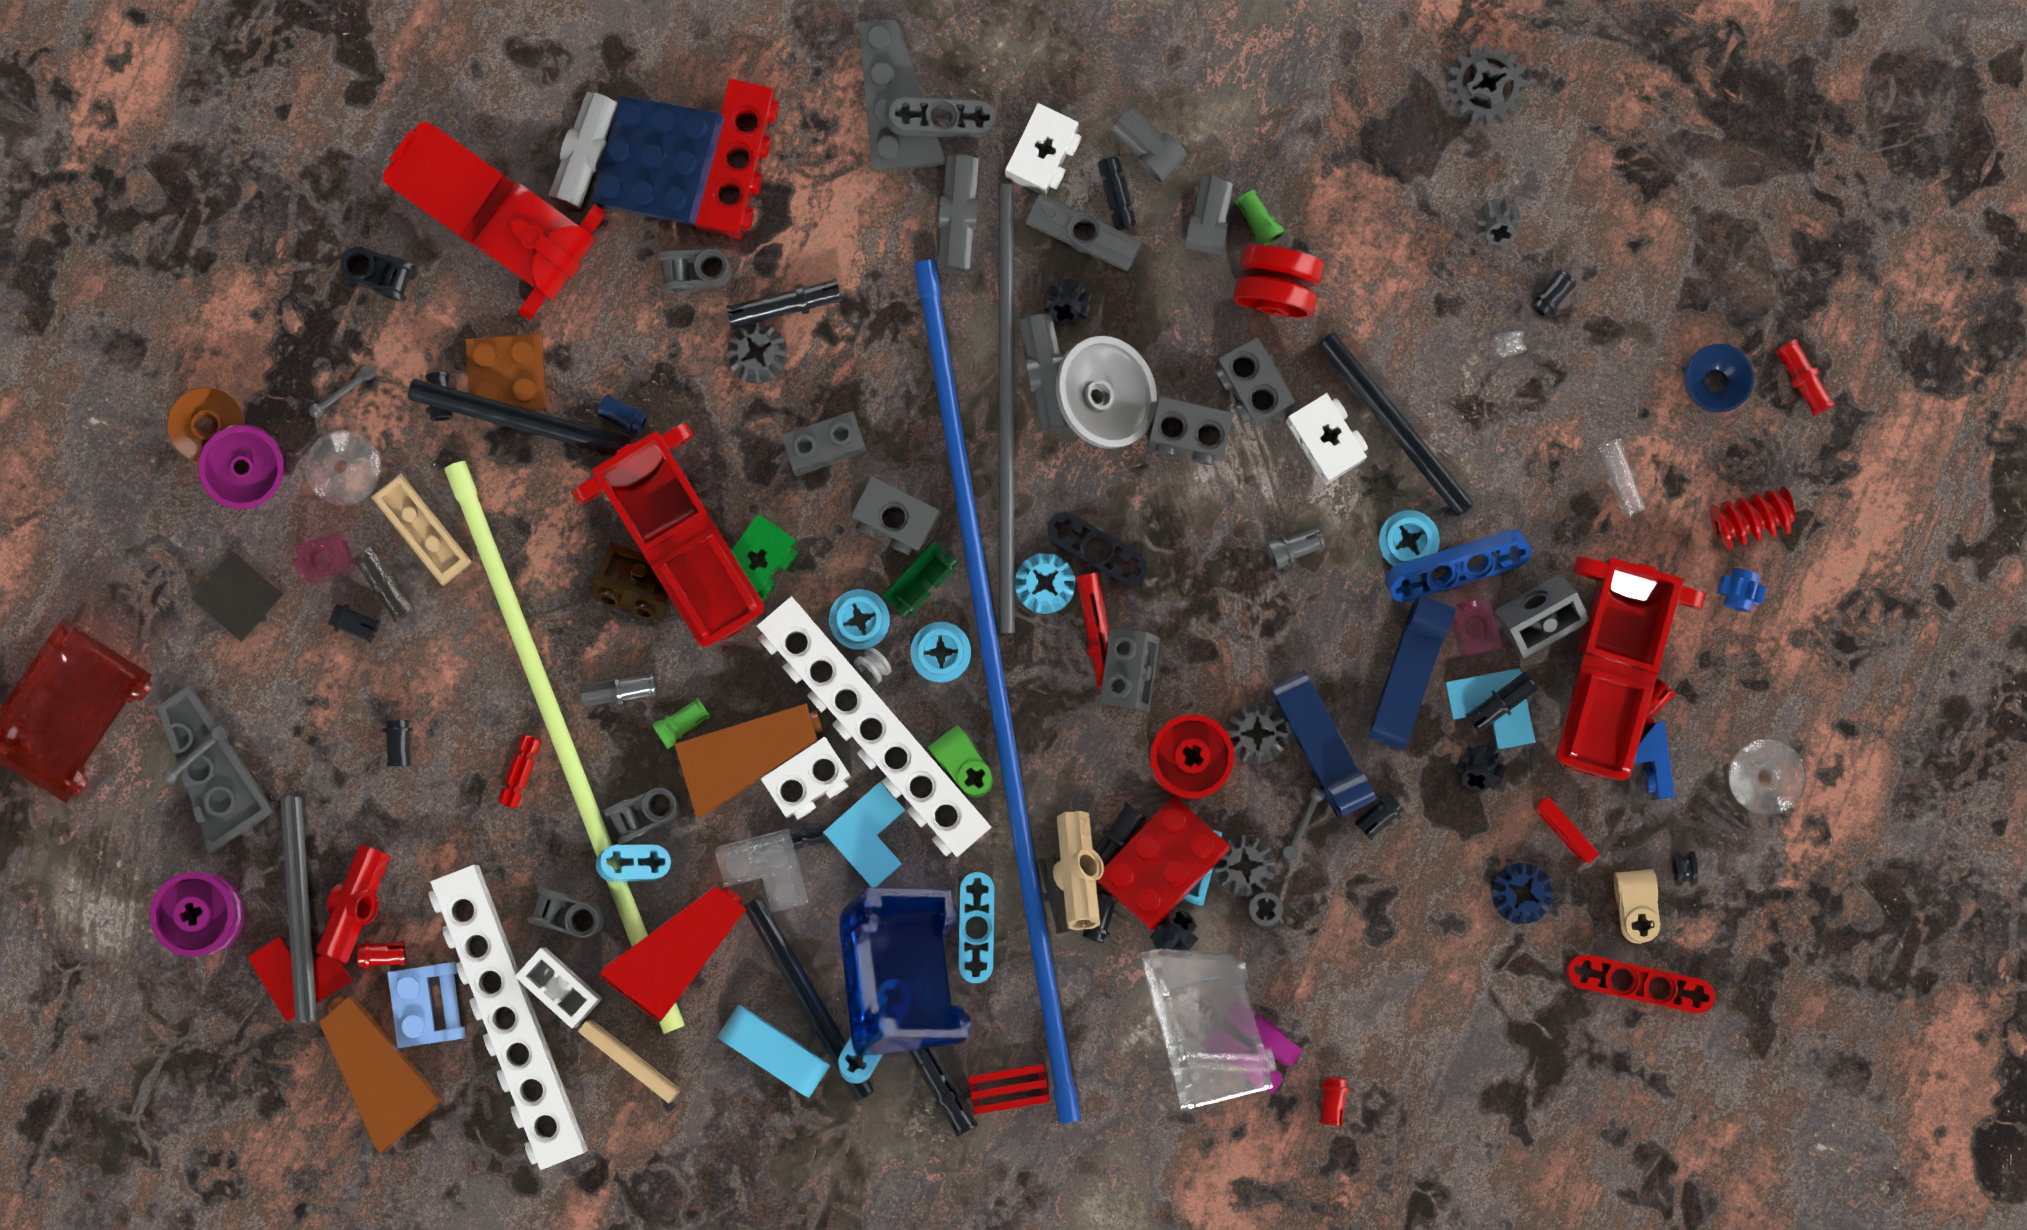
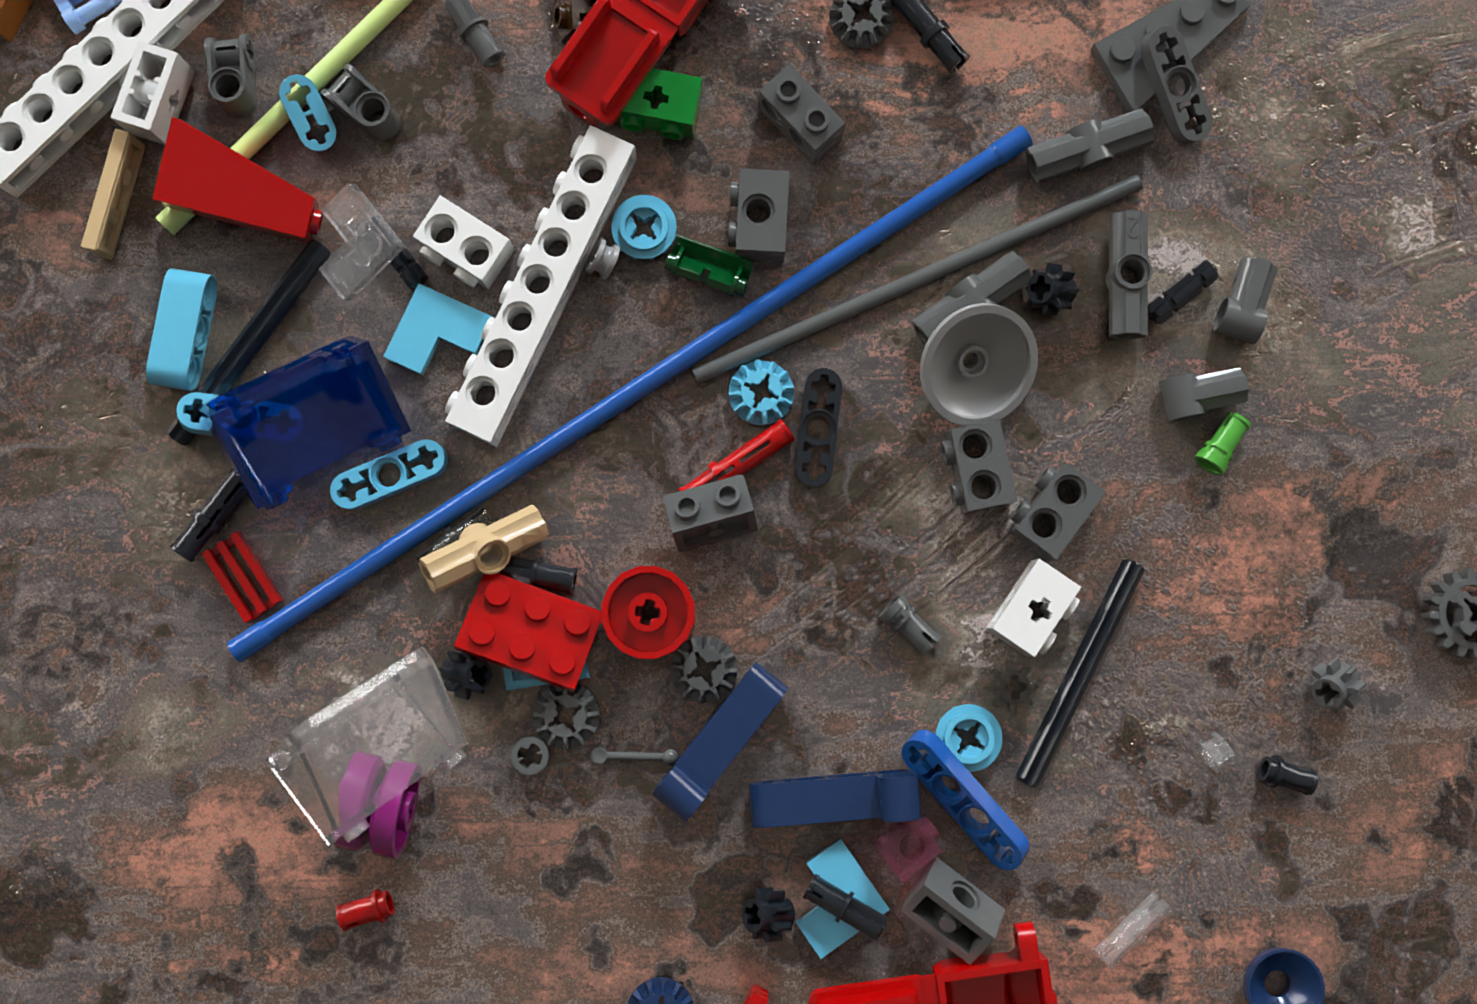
camera: 65 degrees right, 0 degrees up
(681, 722) = (459, 96): bright green pin -> none
(737, 757) = (449, 162): dark orange slope -> none
(927, 640) = (654, 302): medium azure gear -> none
(959, 757) = (548, 381): bright green piece -> none
(1043, 128) = (1210, 189): white brick -> none
(1106, 907) = (458, 593): black pin -> none
(1278, 281) = (1173, 487): red wheel -> none
(1379, 815) = (675, 830): black pin -> none

